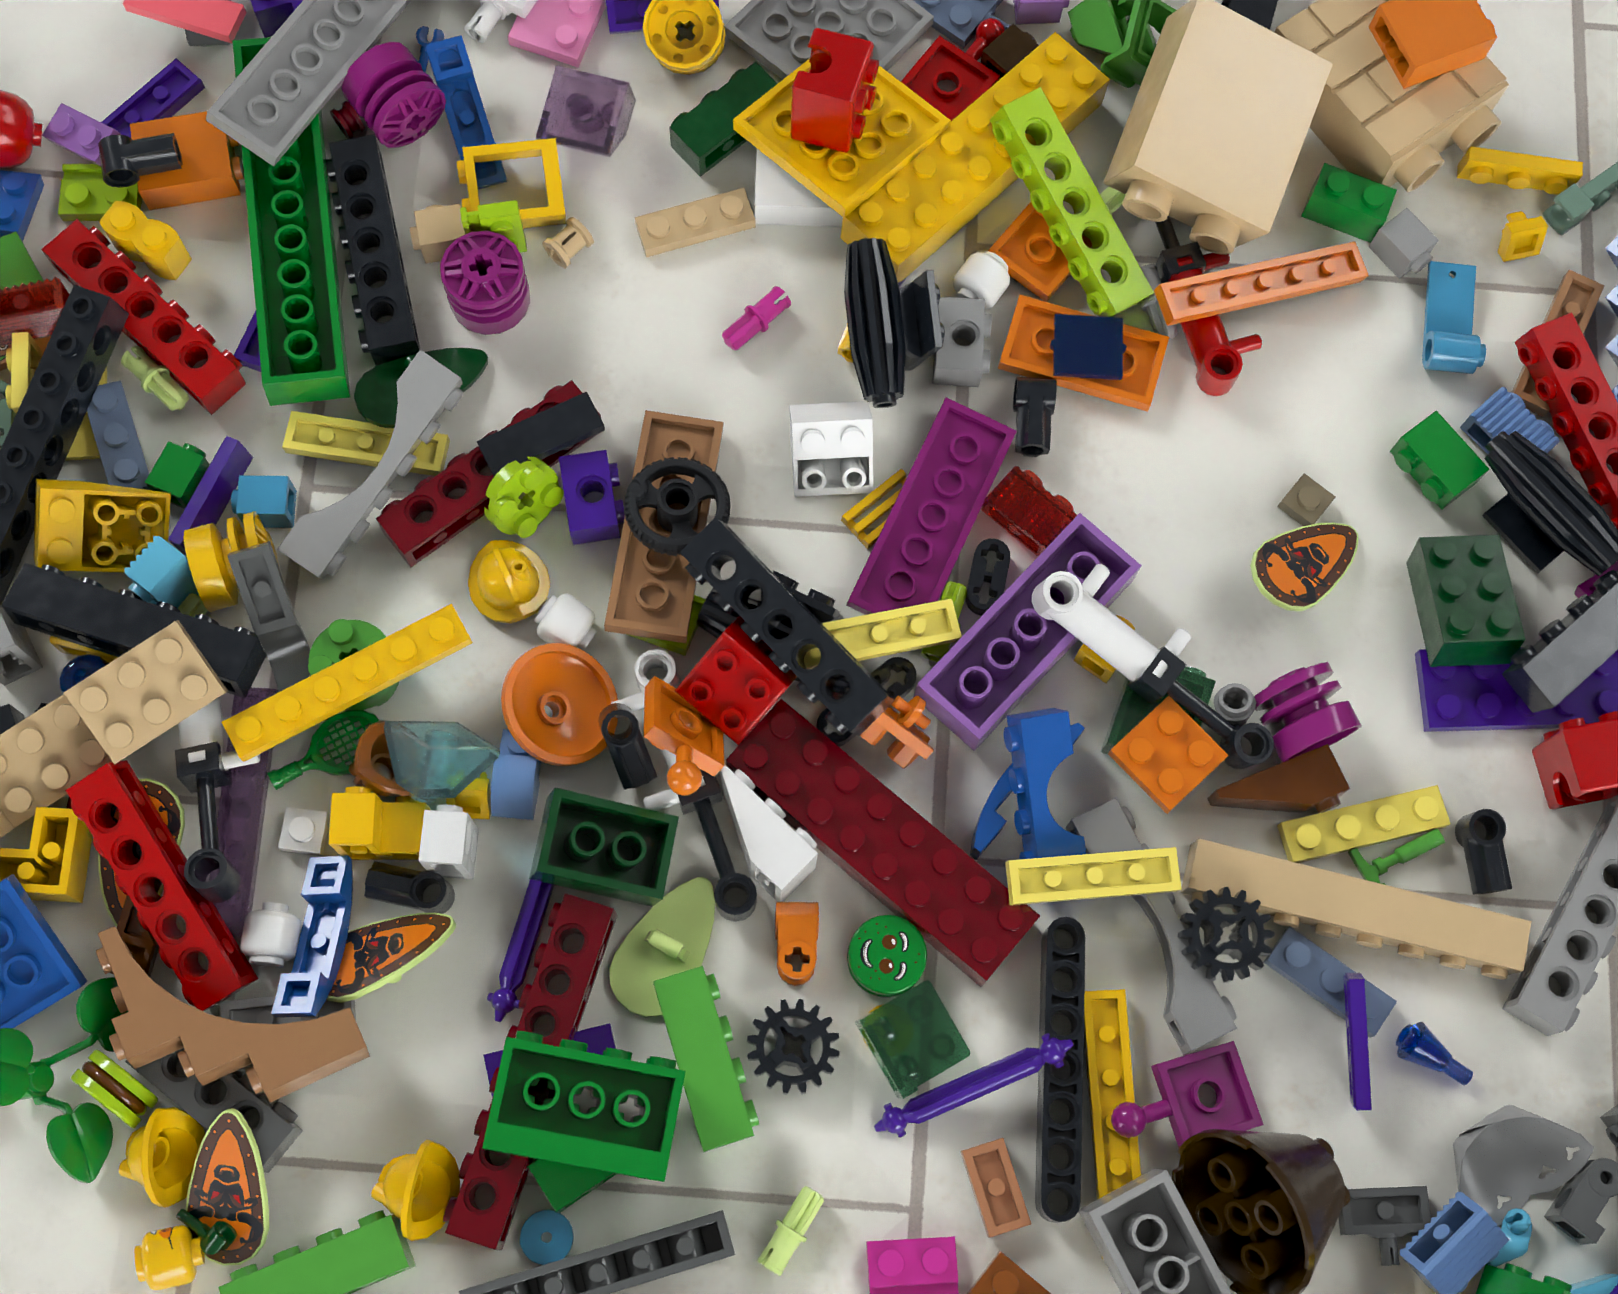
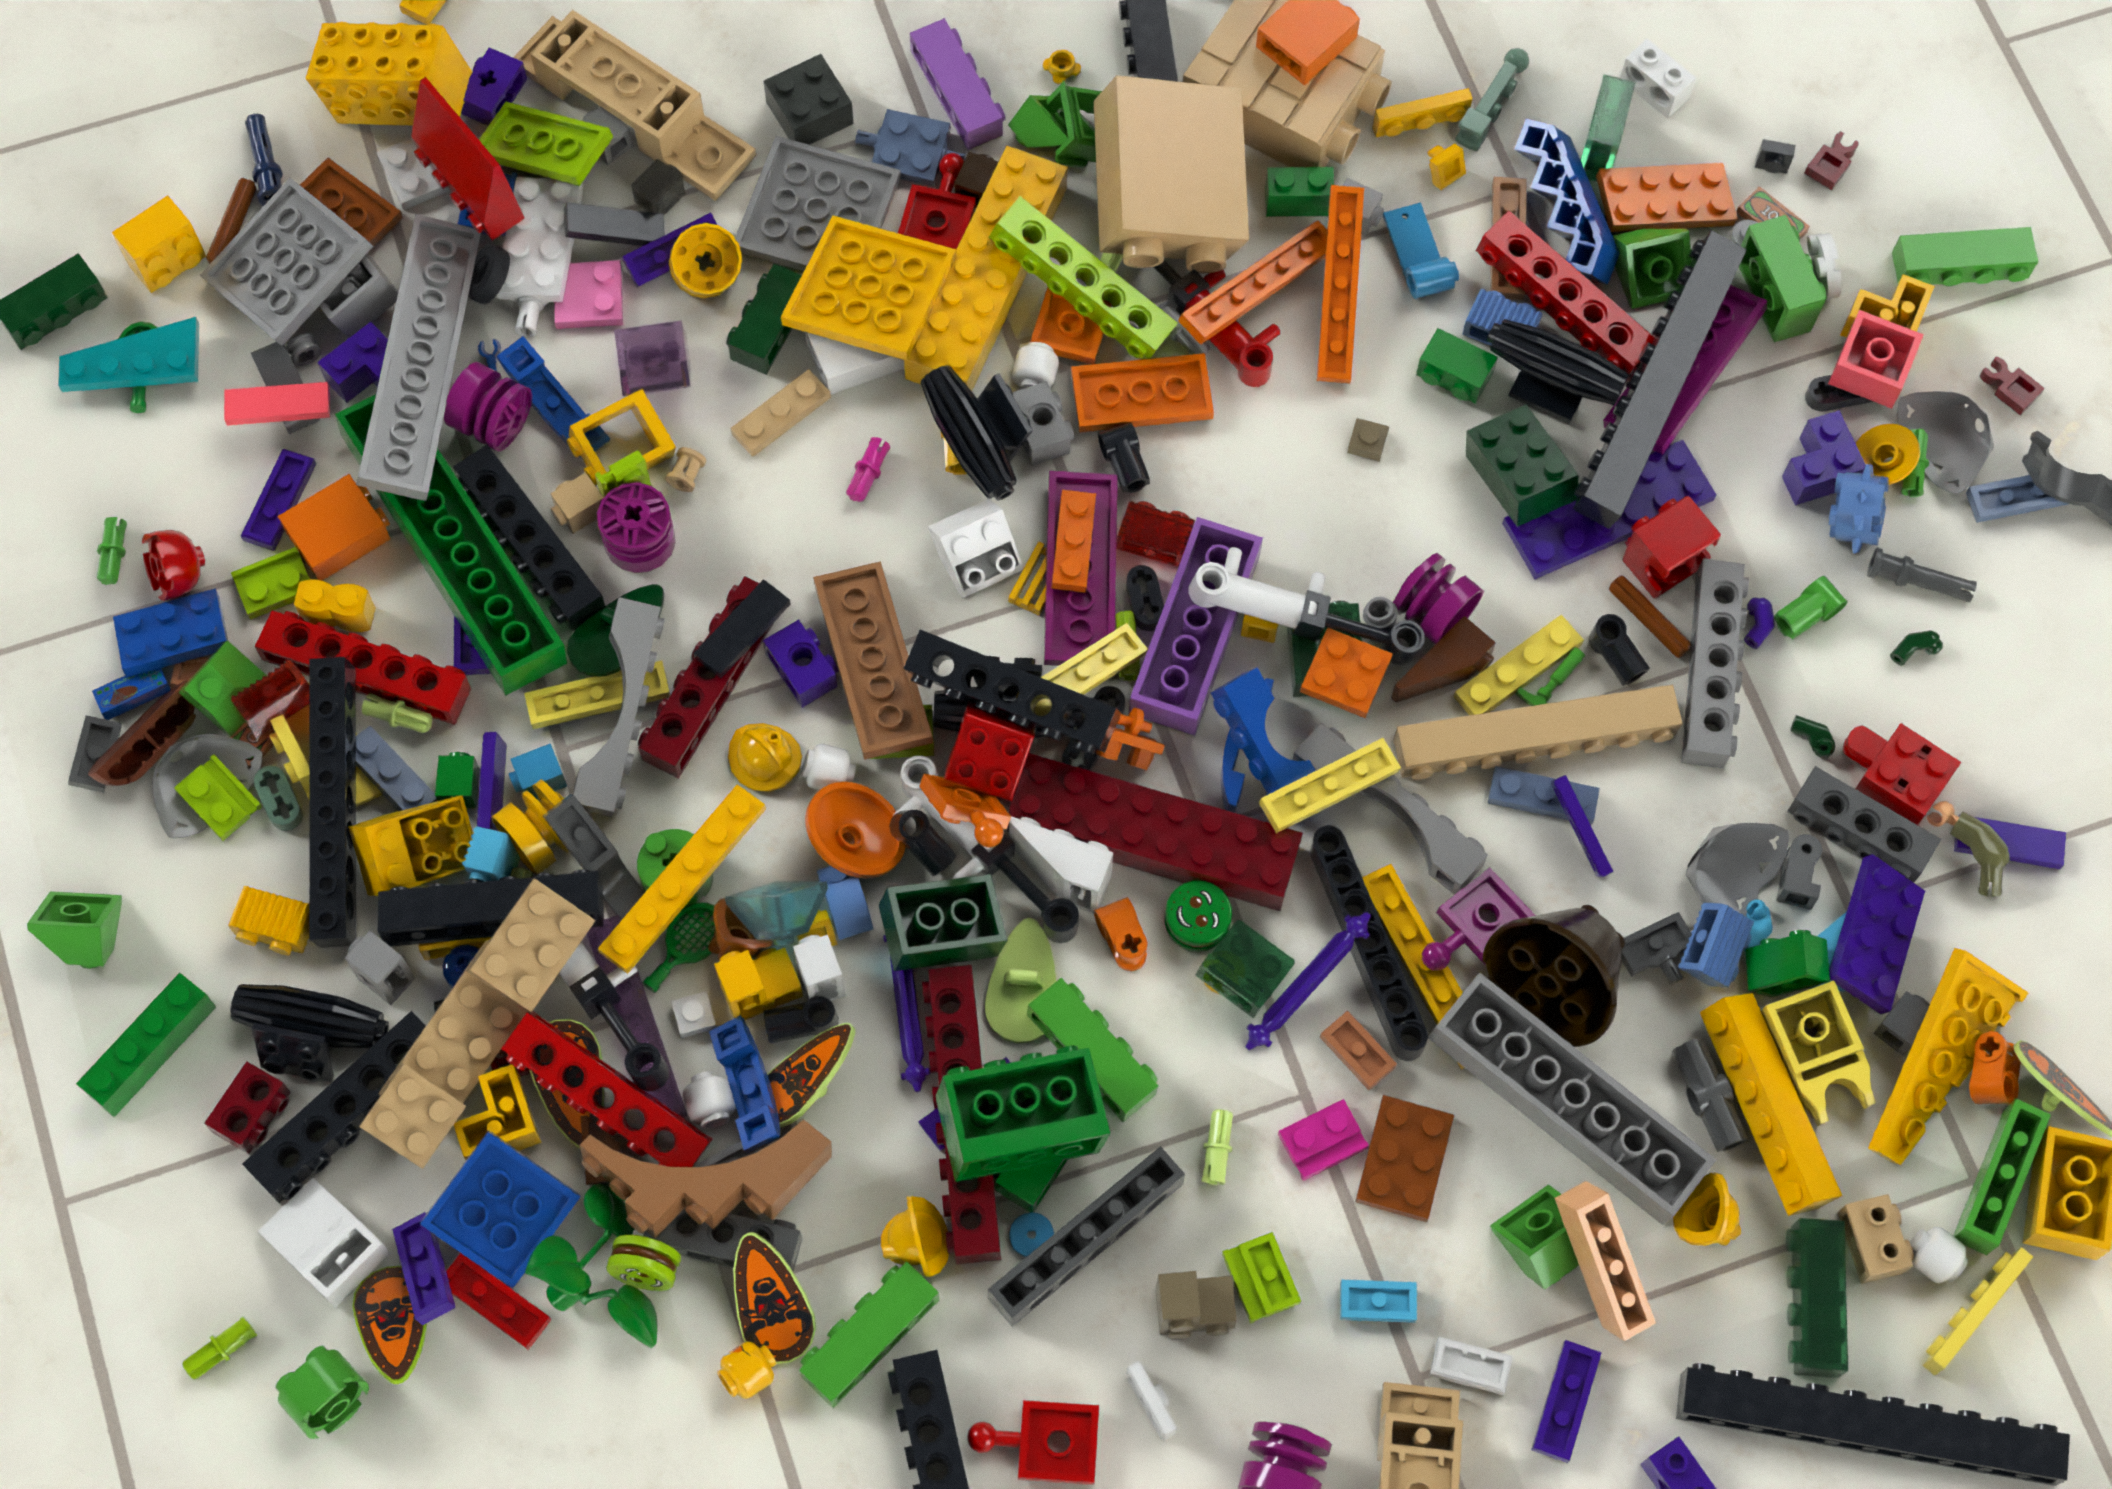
camera: 20 degrees left, 5 degrees down
(77, 133) = (237, 542): medium lavender plate -> none
(128, 159) = (295, 544): black piece -> none
(163, 1155) = (705, 1296): yellow helmet -> none
(213, 1239) = (776, 1341): dark green hand -> none
(347, 120) = (454, 442): dark red bush -> none
(524, 515) = (749, 682): lime plate -> none
(677, 522) = (874, 626): black wheel -> none
(808, 1035) = (1167, 1021): black gear -> none
(834, 92) = (856, 262): red piece -> none
(936, 484) = (1073, 541): none -> orange plate
(1088, 346) = (1144, 386): clear blue piece -> none
(1238, 947) = (1432, 781): black gear -> none
(1303, 564) = (1387, 487): shield -> none
(1349, 320) = (1340, 284): none -> orange plate
(1423, 1048) = (1635, 814): clear blue cone -> none
(1537, 828) = (1650, 616): none -> dark orange axle

